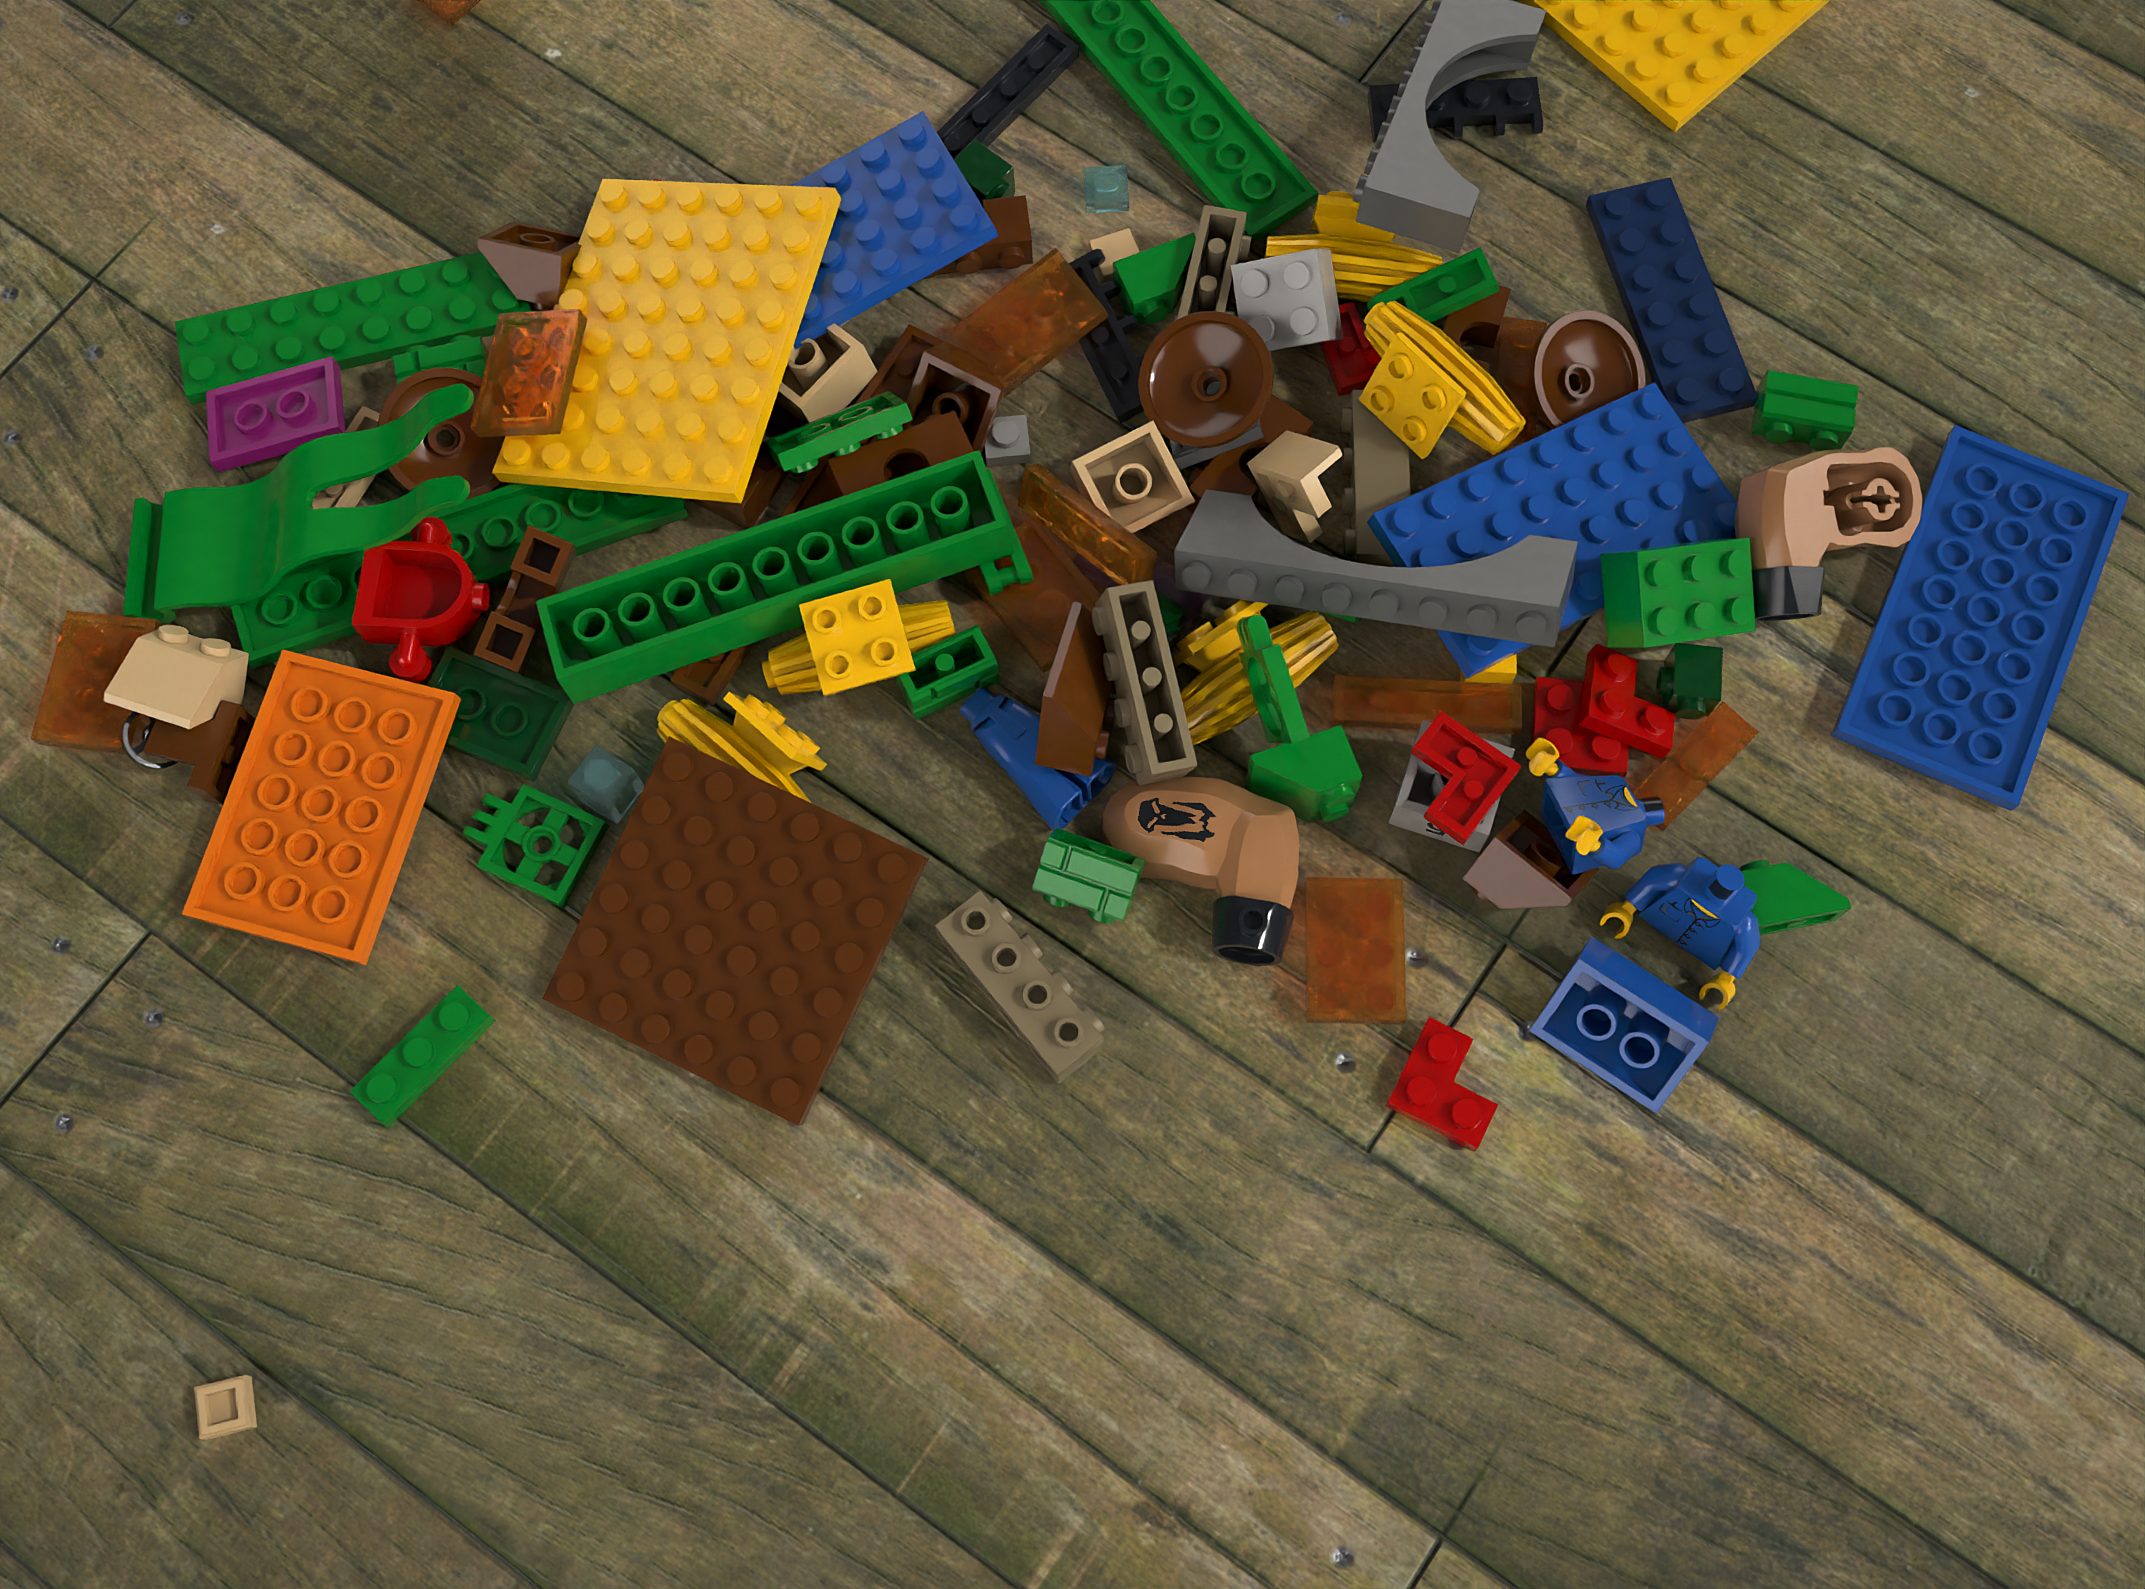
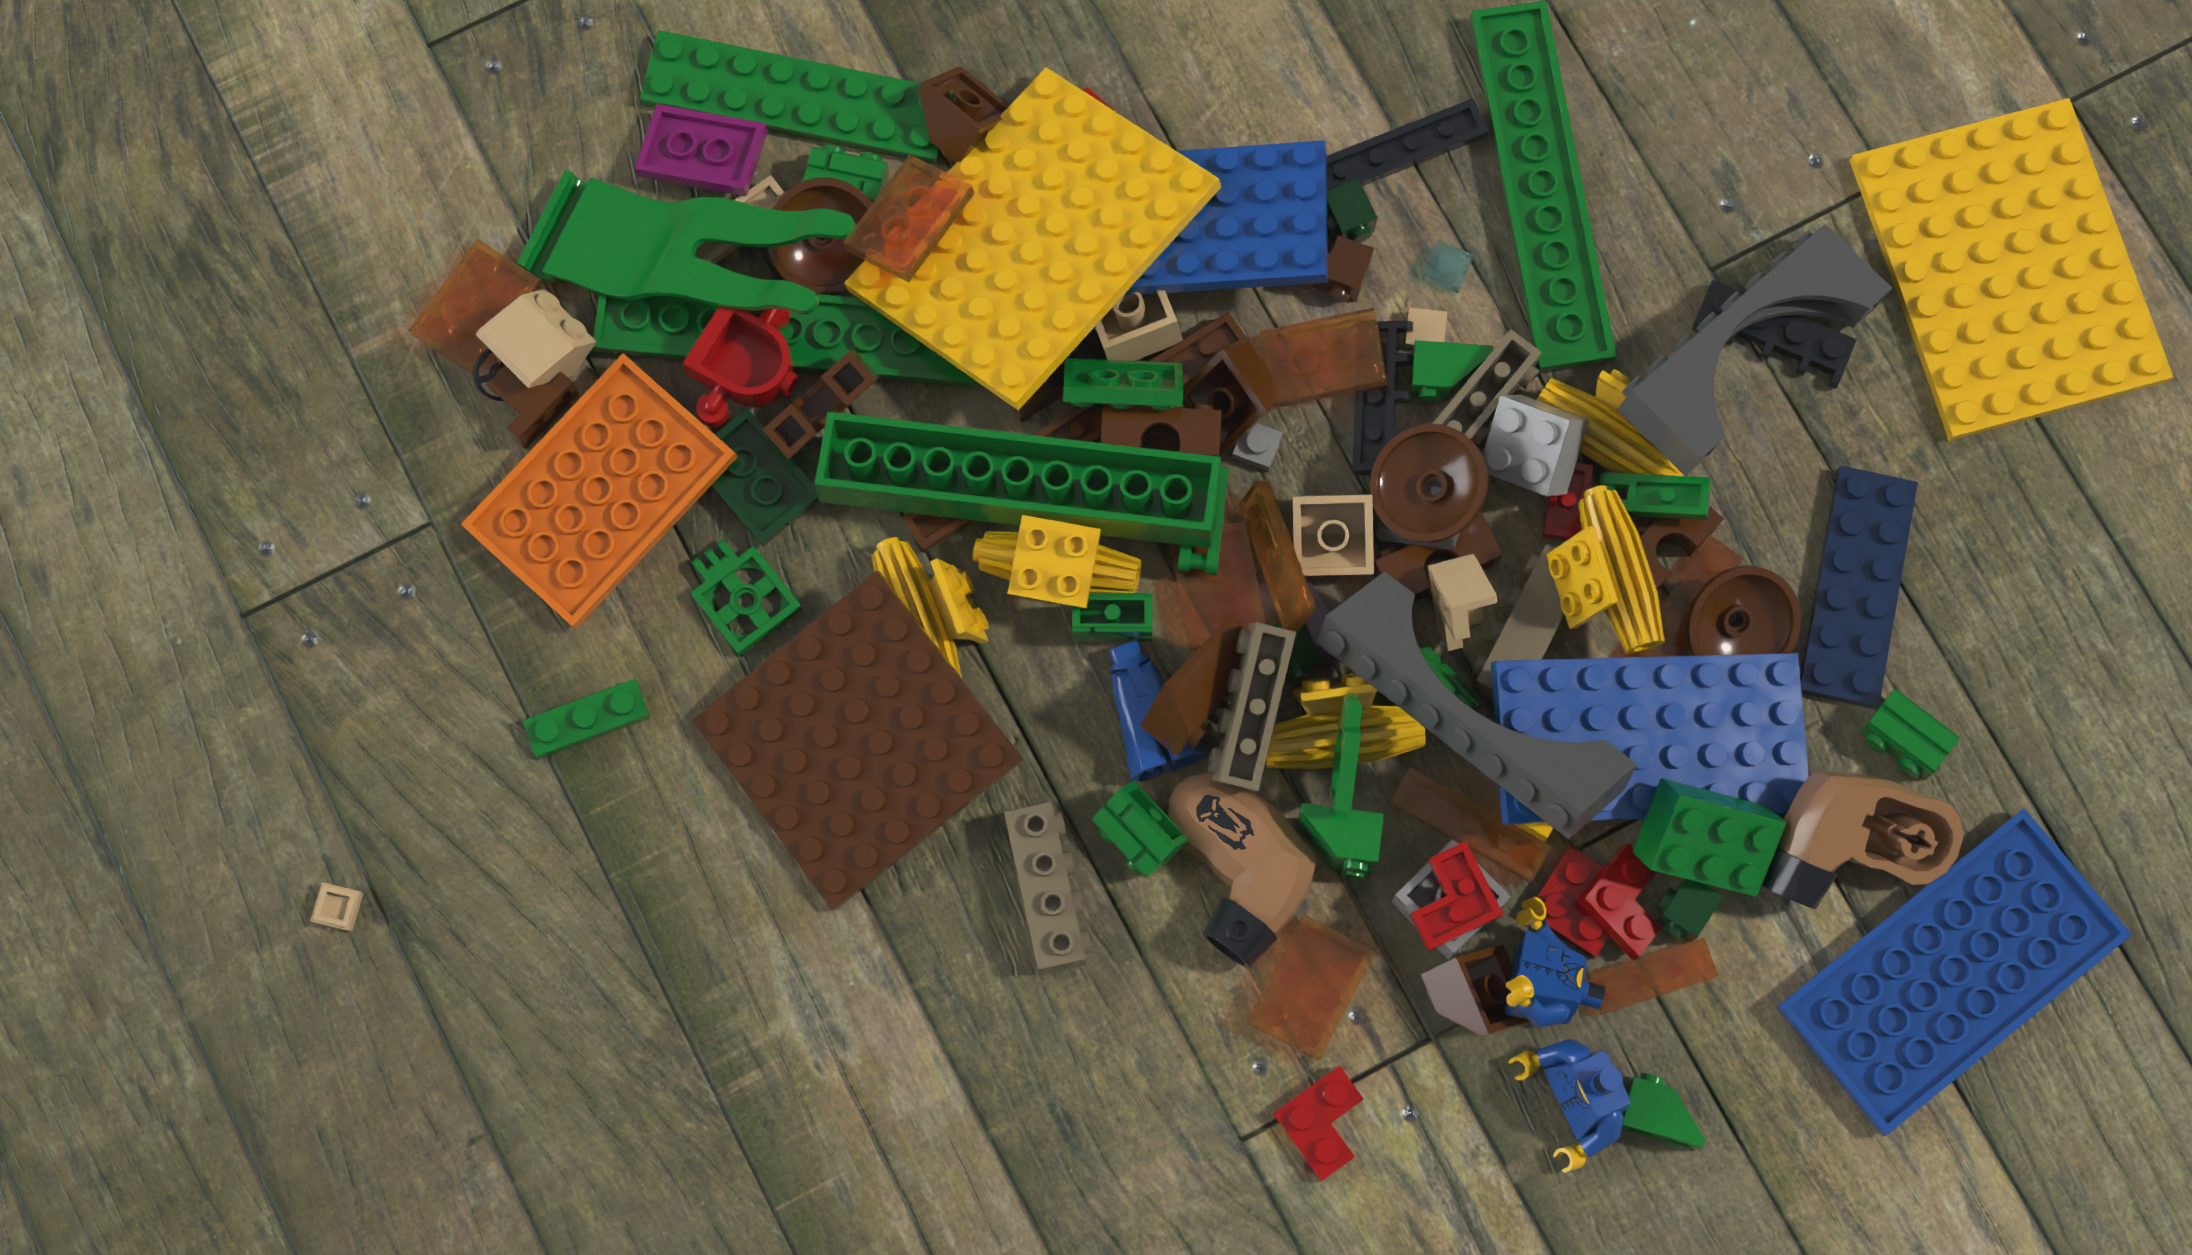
camera: 25 degrees right, 5 degrees up
(606, 784) = (814, 578): clear light blue brick -> none
(1625, 1024) = (1483, 1145): blue slope -> none

